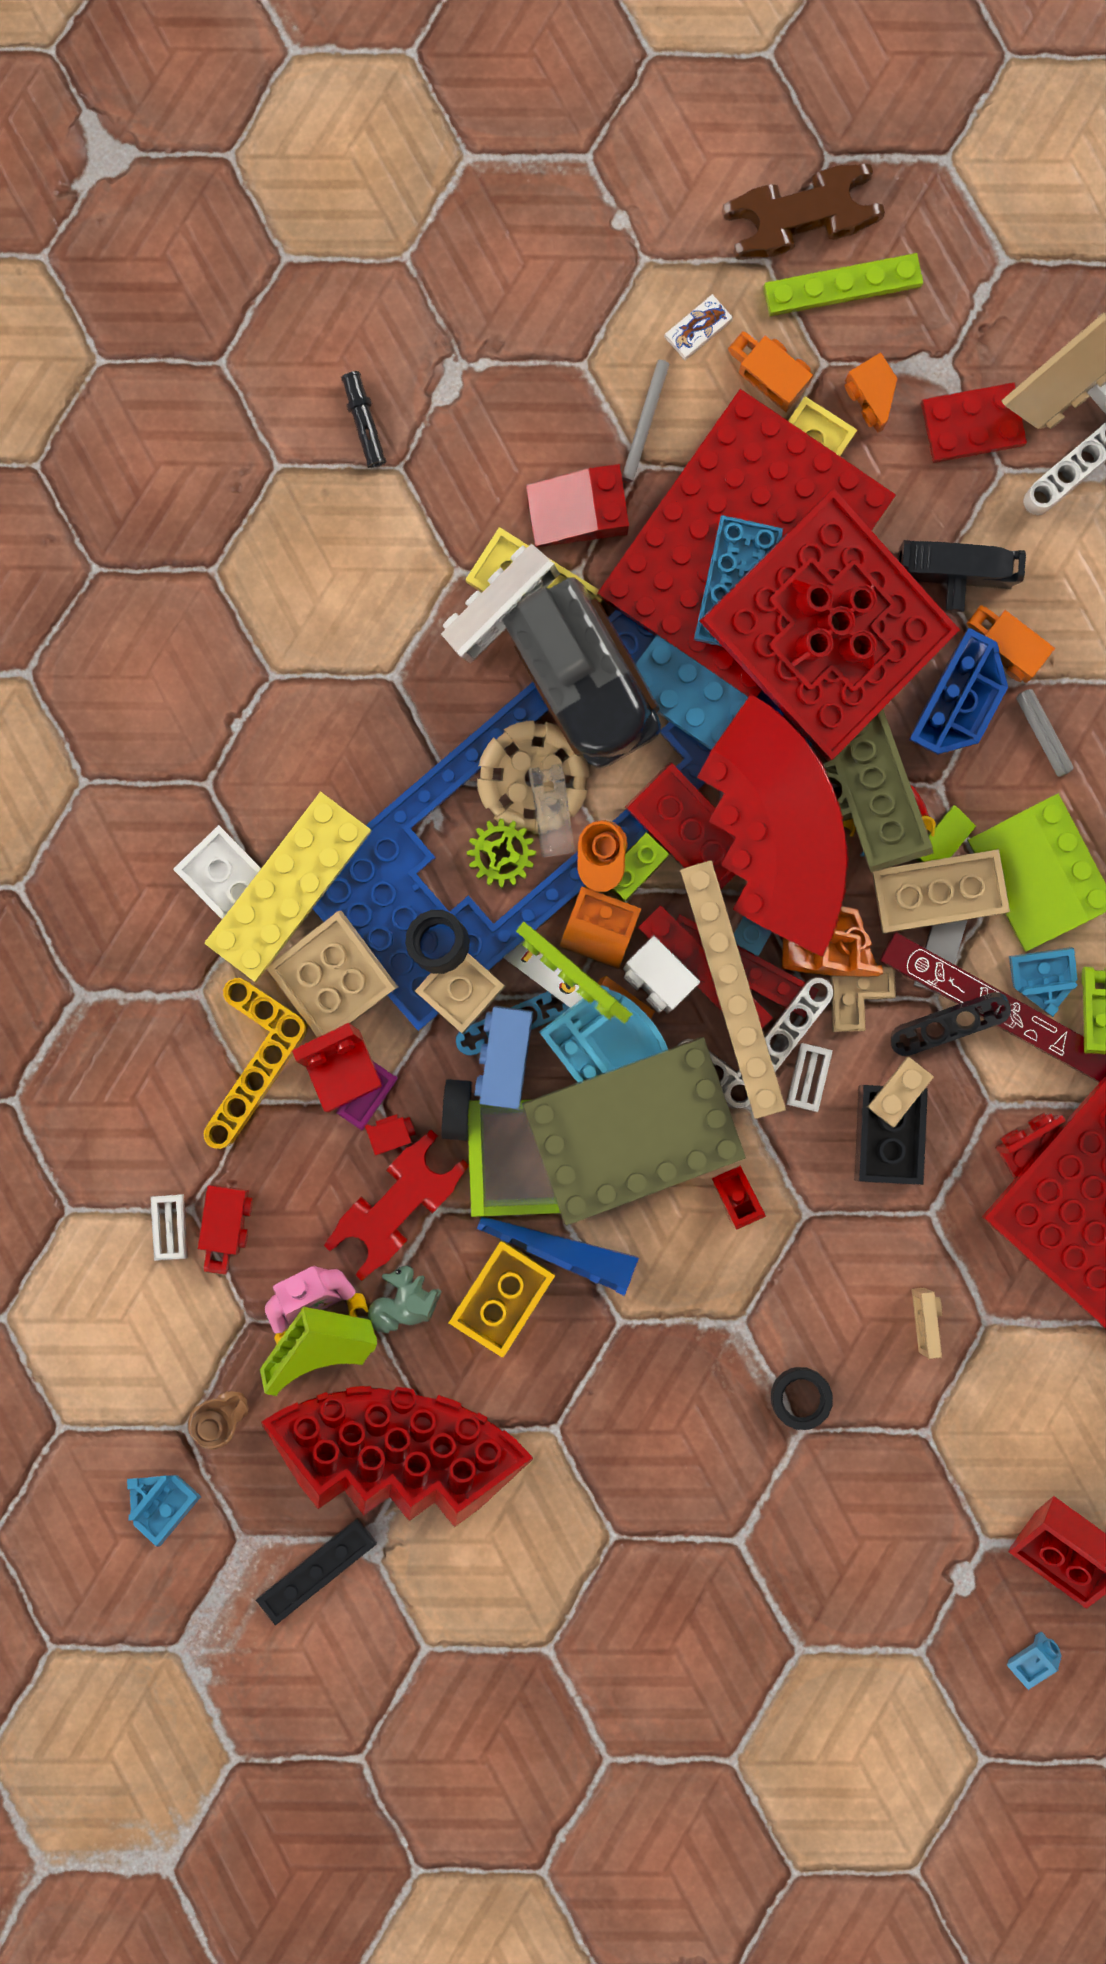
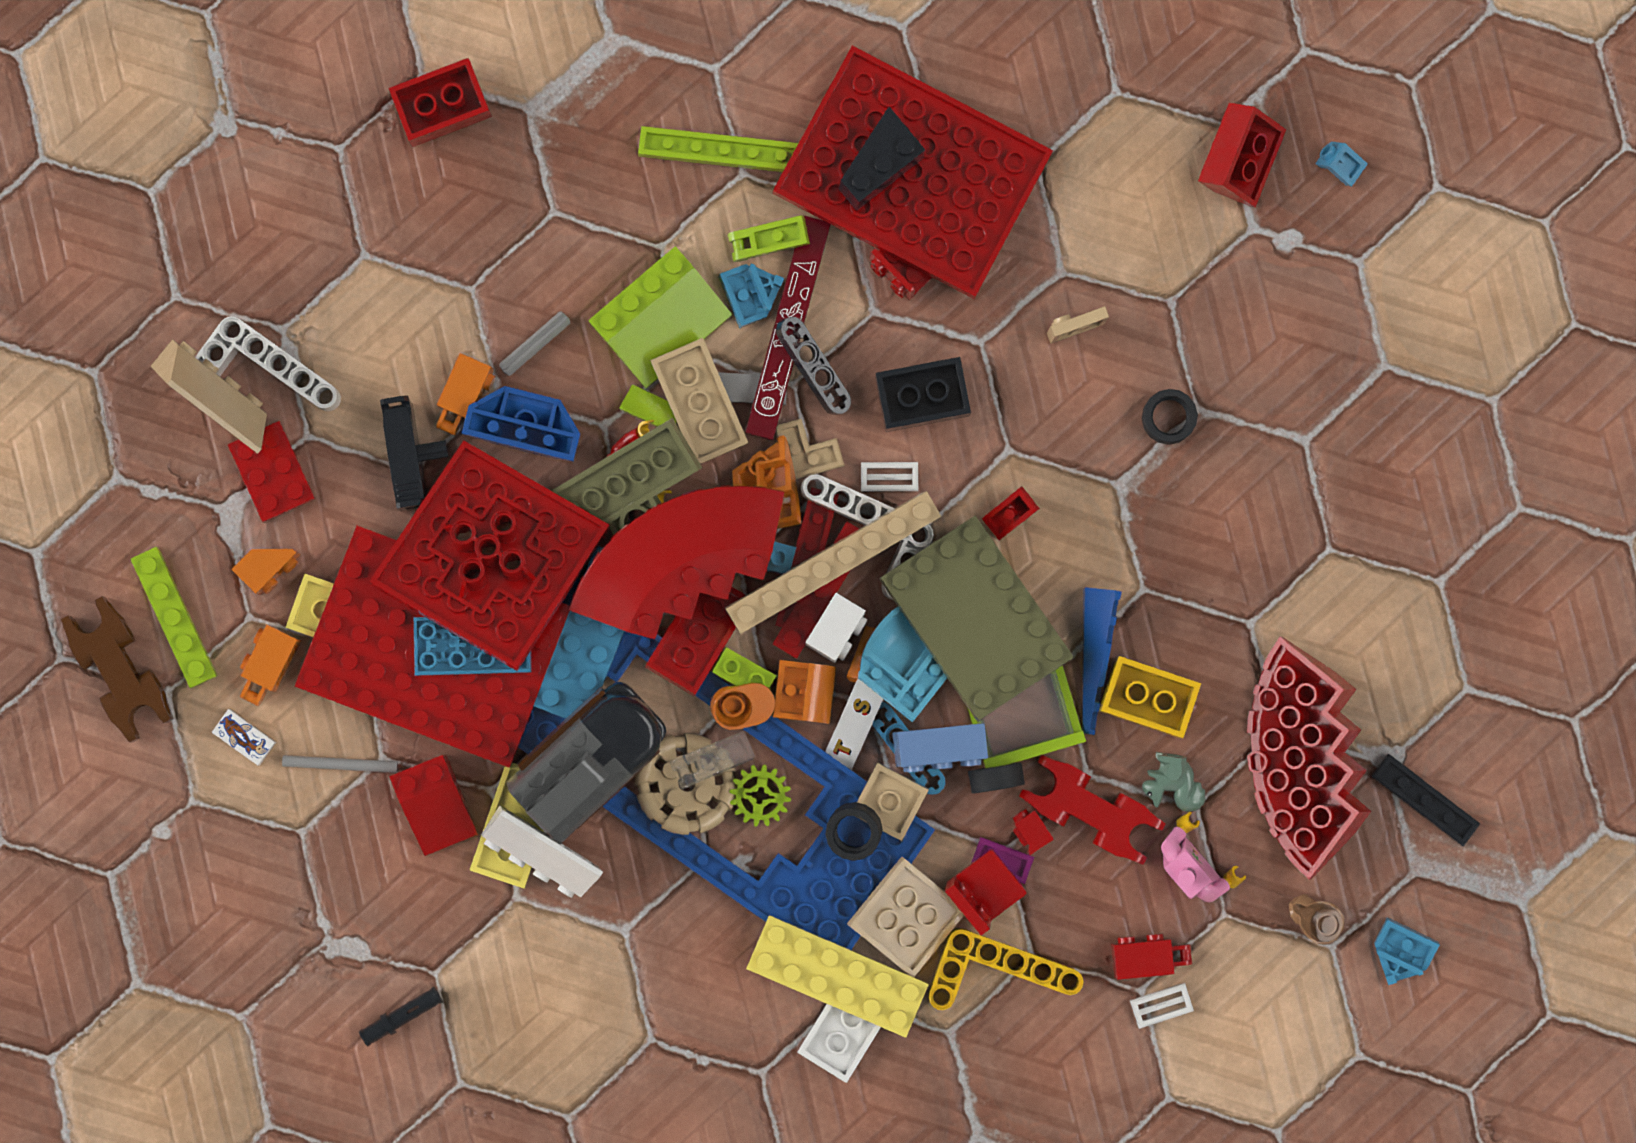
camera: 100 degrees left, 0 degrees up
(317, 1341) = (1229, 851): lime arch -> none
(572, 974) = (855, 705): lime plate -> none
(900, 1091) = (885, 395): tan plate -> none

